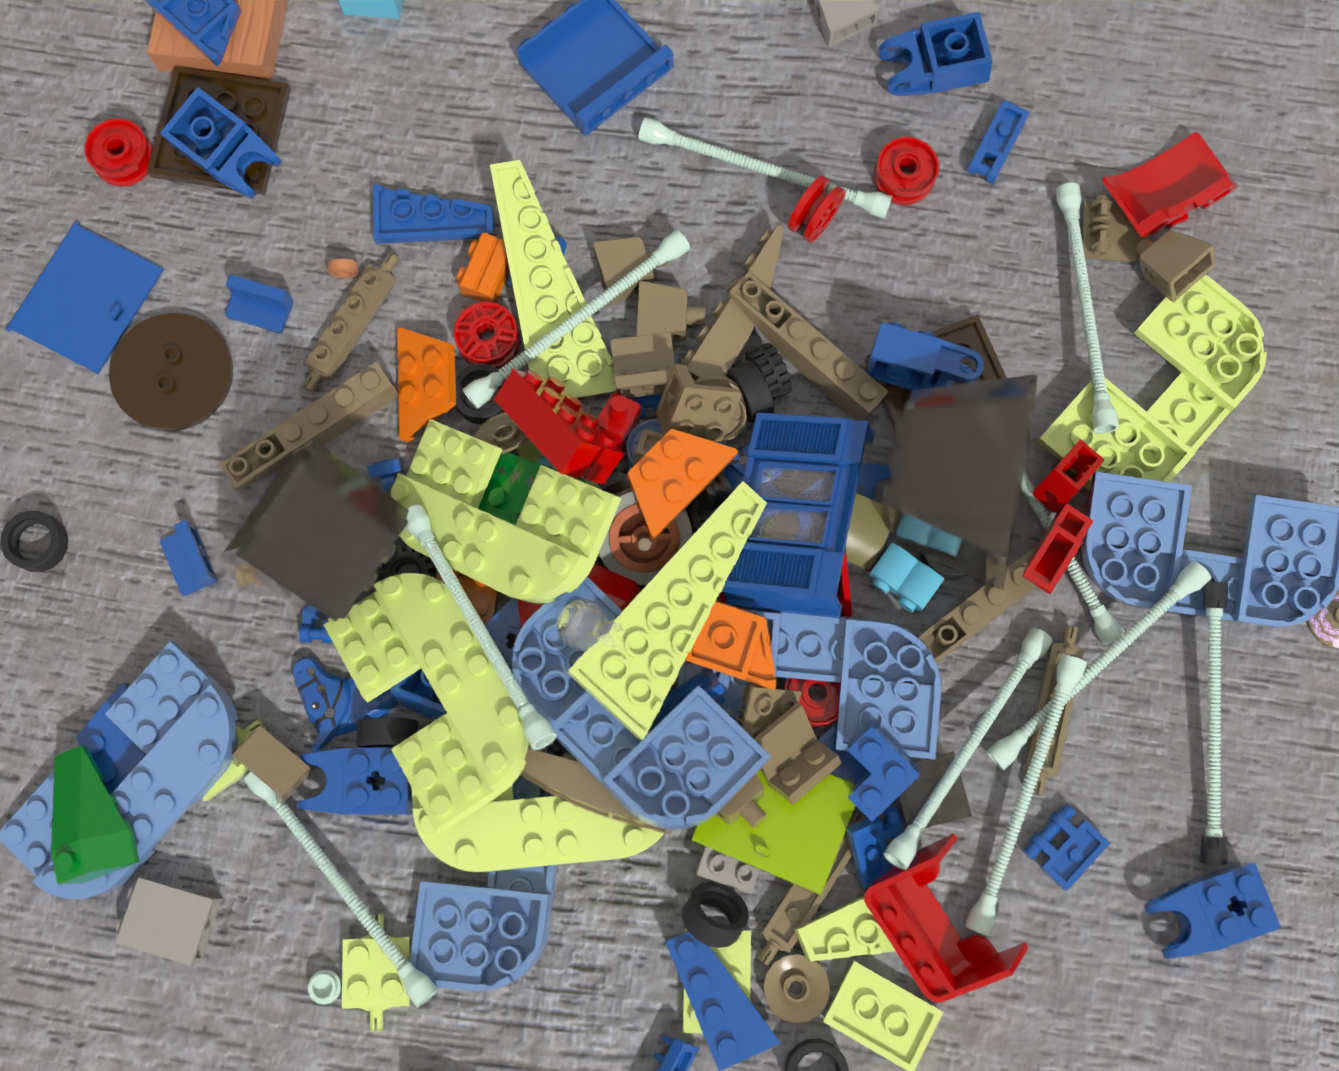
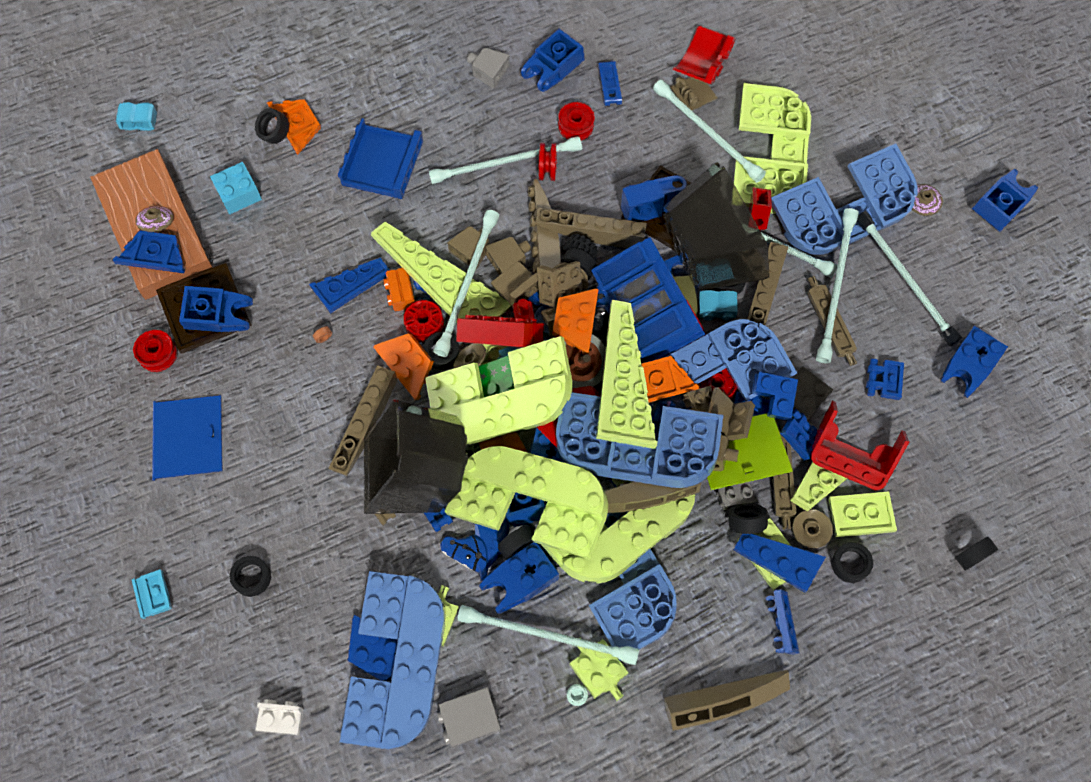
camera: 35 degrees left, 10 degrees down
(86, 826) = (394, 691): green wedge -> none
(171, 372) = (264, 443): dark brown plate -> none
(188, 559) = (343, 530): blue panel -> none
(258, 304) = (288, 380): blue panel -> none
(272, 763) = (468, 595): dark tan panel -> none
(350, 322) = (345, 359): dark tan plate -> none
(536, 728) = (600, 471): light aqua hose -> none
(585, 624) = (588, 409): clear piece -> none
(904, 847) = (815, 420): light aqua hose -> none
(982, 914) = (871, 435): light aqua hose -> none
(1057, 548) = (780, 240): red slope -> none
(1175, 262) = (734, 86): dark tan torso -> none

